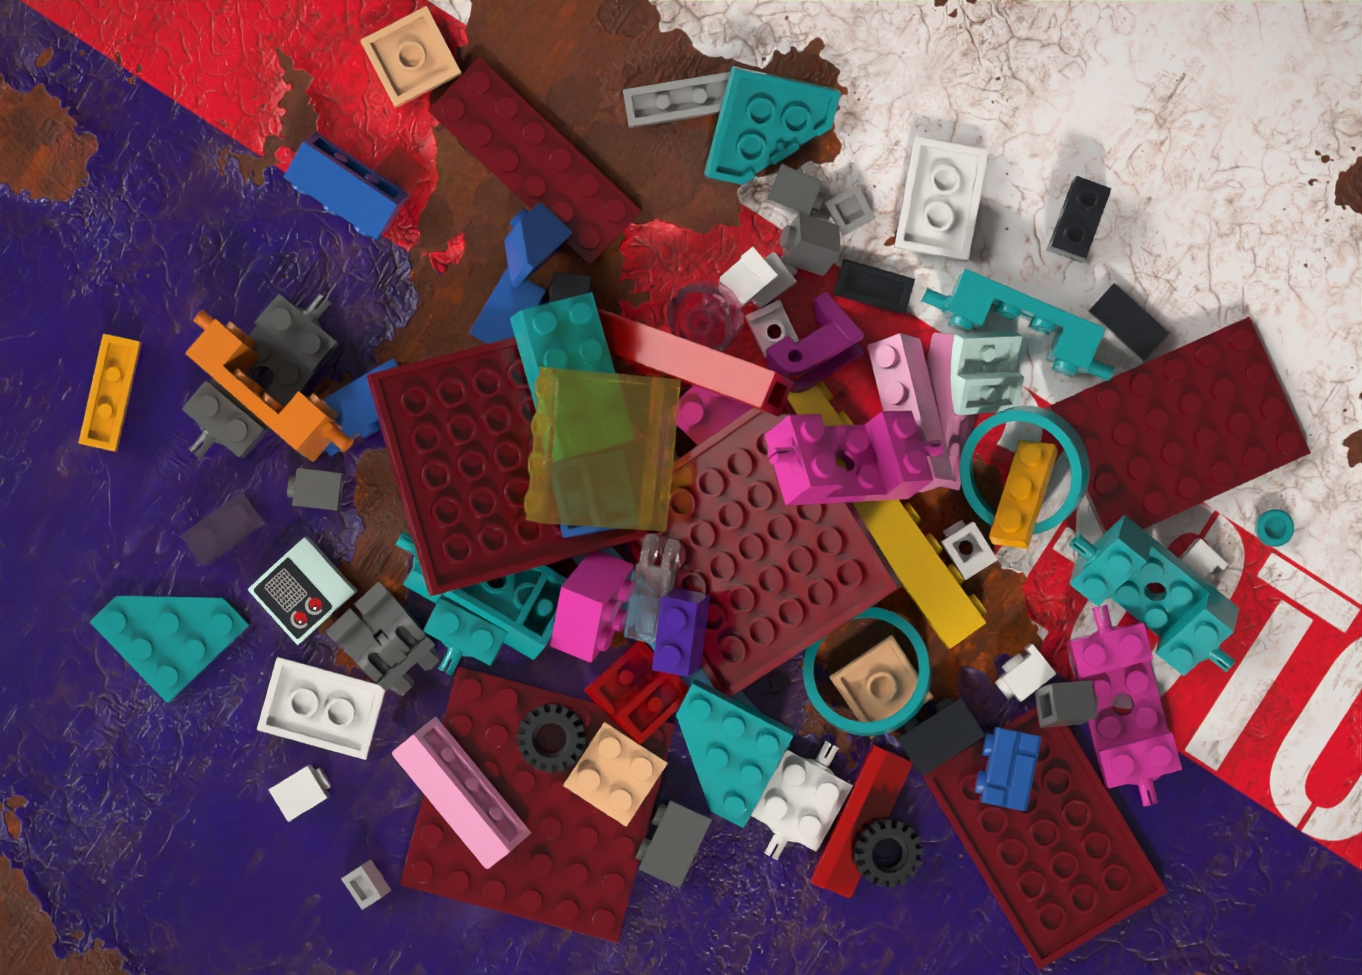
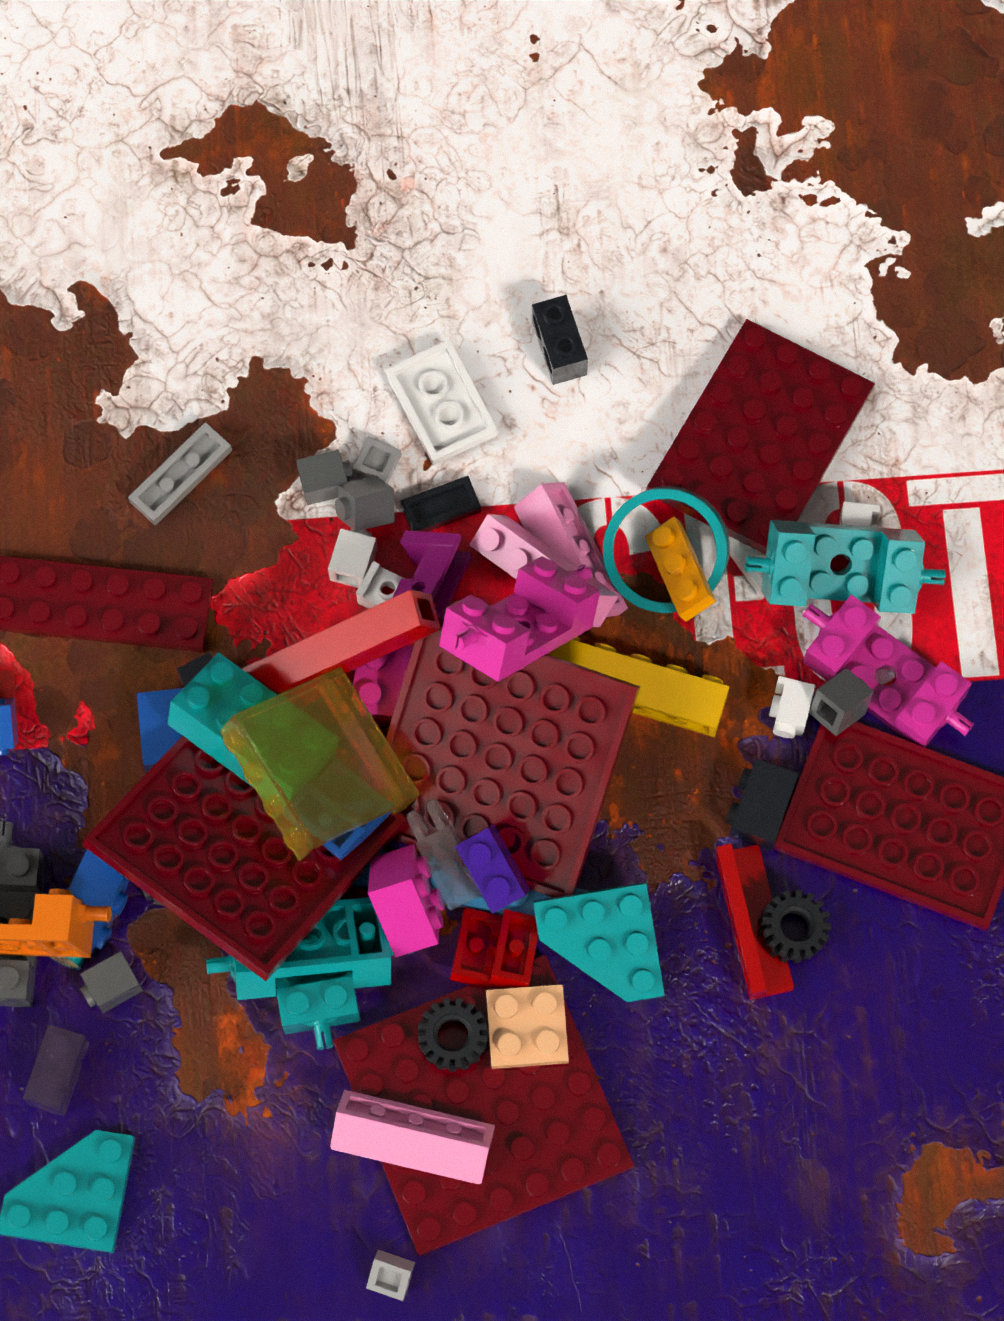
camera: 35 degrees left, 15 degrees down
(301, 791) = (278, 1239): white brick -> none
(302, 590) = (158, 1074): slope -> none
(321, 708) = (245, 1158): white plate -> none
(380, 639) = (255, 1061): dark grey hips -> none
(533, 242) = (143, 659): blue slope -> none
(673, 843) = (617, 1048): dark grey brick -> none
(706, 314) = (320, 607): clear pink cylinder -> none
(748, 276) = (335, 557): white panel -> none
(765, 122) = (260, 441): teal plate -> none
(801, 800) = (694, 939): white plate -> none
(877, 682) = (686, 802): light nougat plate -> none
(899, 718) = (705, 833): teal piece -> none
(981, 553) = (666, 632): white brick -> none
(985, 372) = (576, 500): light aqua slope -> none
(1008, 769) = (837, 784): blue brick -> none
(1075, 337) = (620, 419): teal brick -> none
(1128, 322) = (658, 390): black tile -> none
(1274, 528) = (893, 459): teal tile -> none

